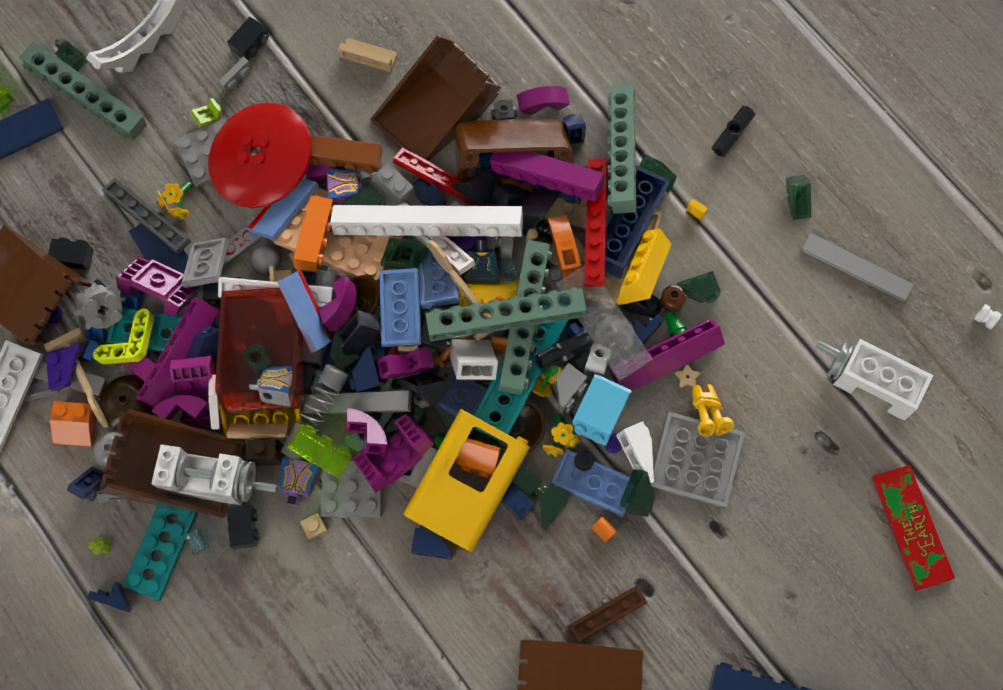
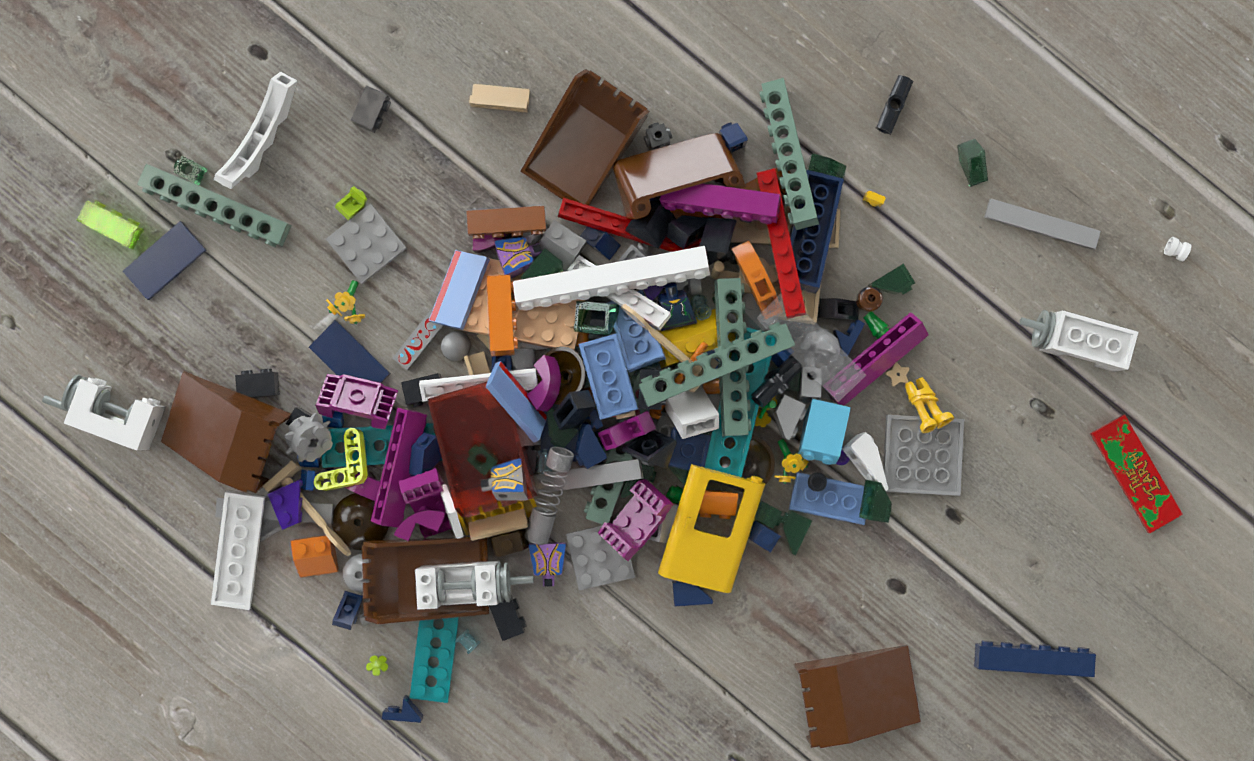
camera: 20 degrees left, 15 degrees up
(146, 216) = (322, 327): dark grey tile -> none
(205, 262) = (398, 366): light grey tile -> none
(235, 75) = (365, 160): light grey plate -> none
(274, 170) = (446, 245): red dish -> none
(313, 526) = (574, 600): tan plate -> none
(320, 450) = (565, 533): clear neon green brick -> none
(374, 436) = (613, 508): brick -> none
(541, 97) = (692, 112): magenta brick -> none
(604, 529) = (849, 542): orange piece -> none
(607, 614) = (868, 619): reddish brown tile -> none
(645, 267) = (838, 279): yellow slope -> none

